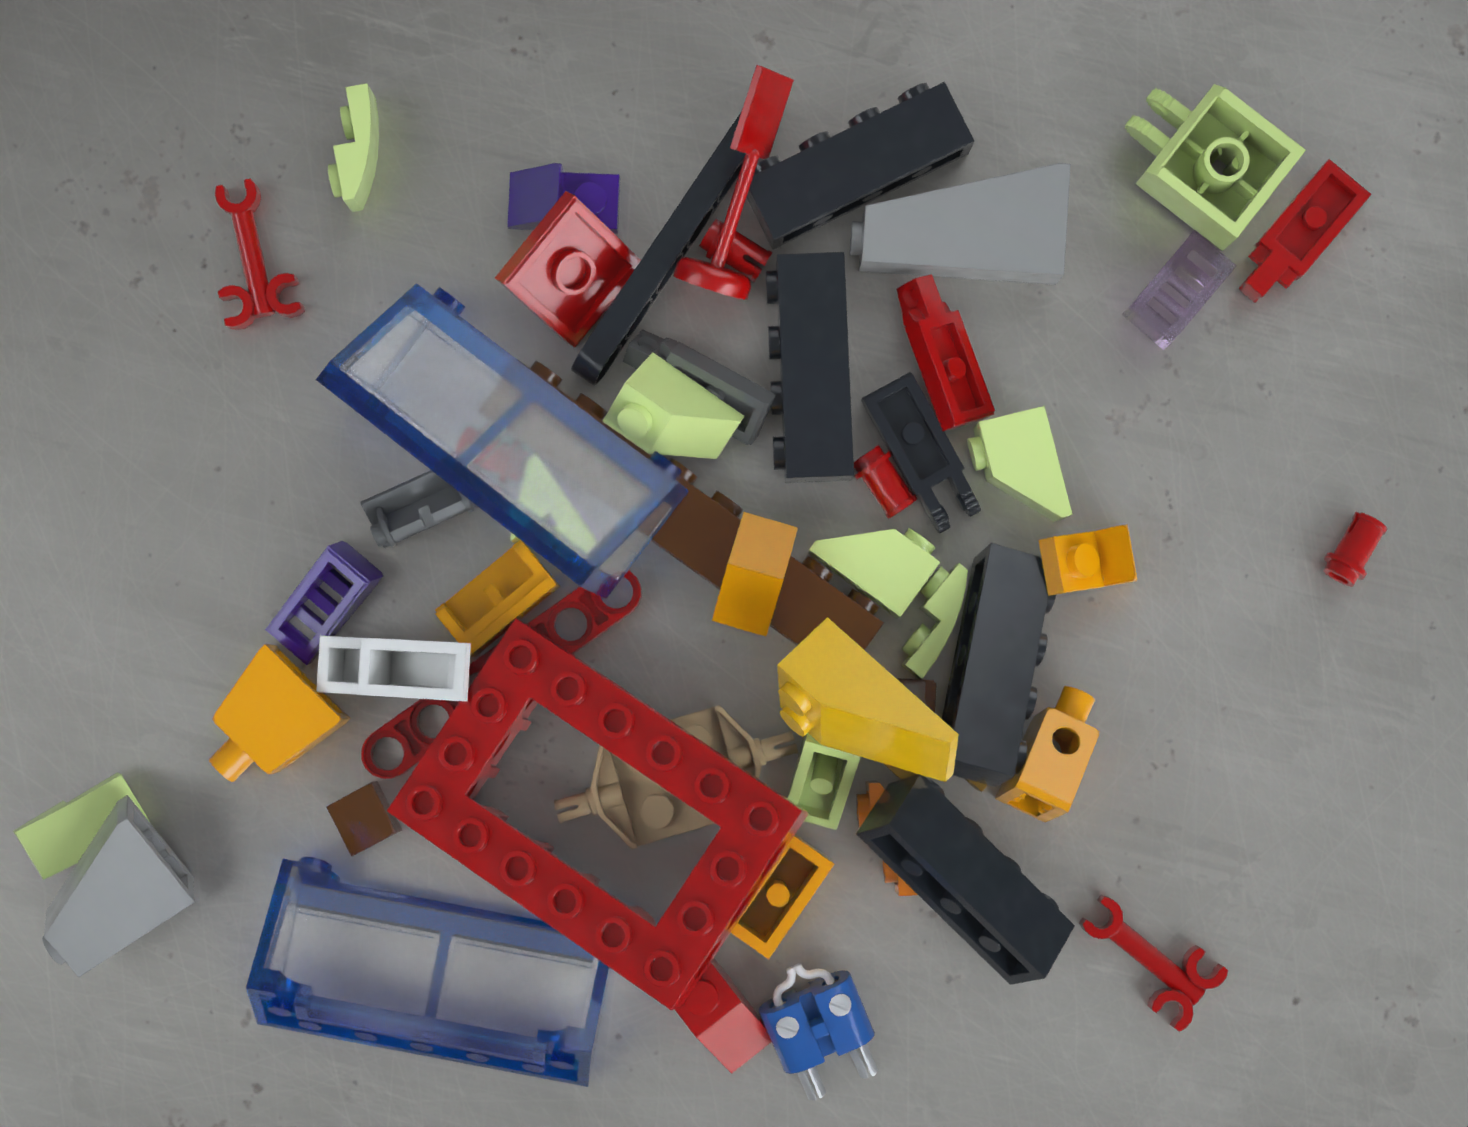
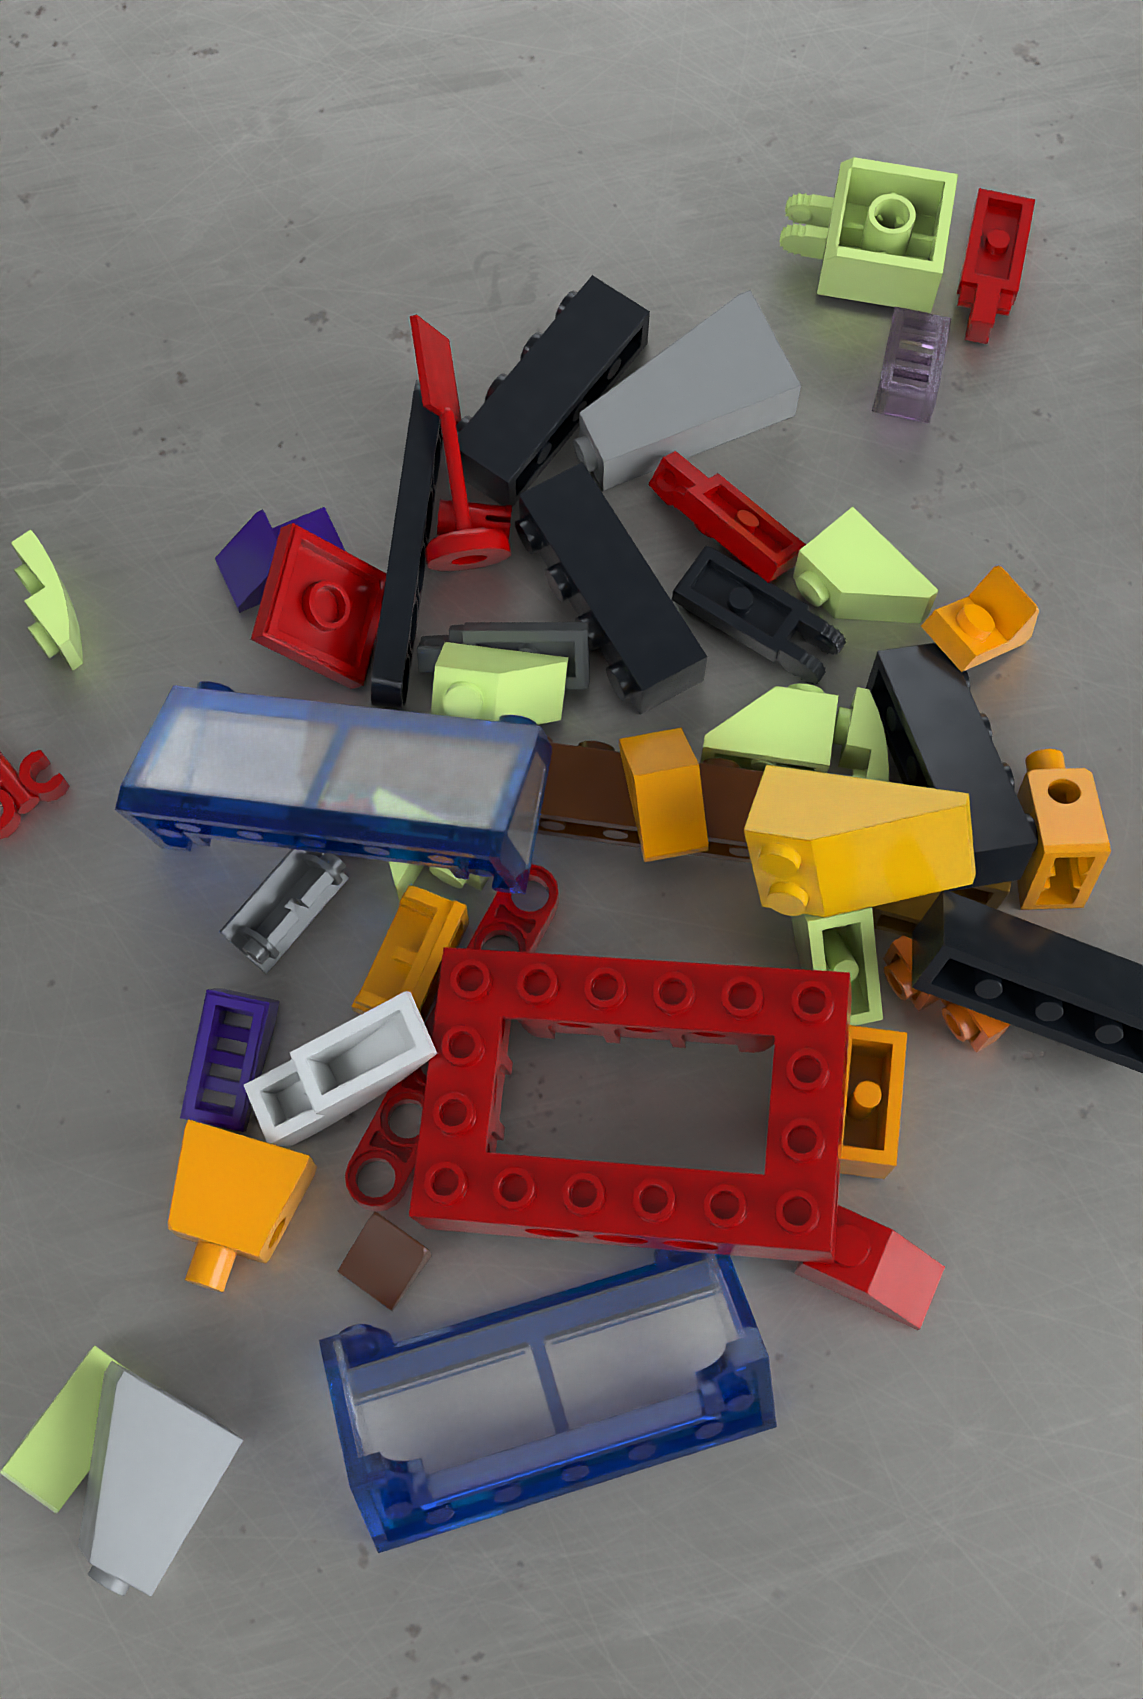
camera: 25 degrees left, 15 degrees down
(645, 811) = (662, 1093): tan plate -> none
(817, 1023) = (980, 1223): blue piece -> none
(883, 481) = (738, 659): red pin -> none

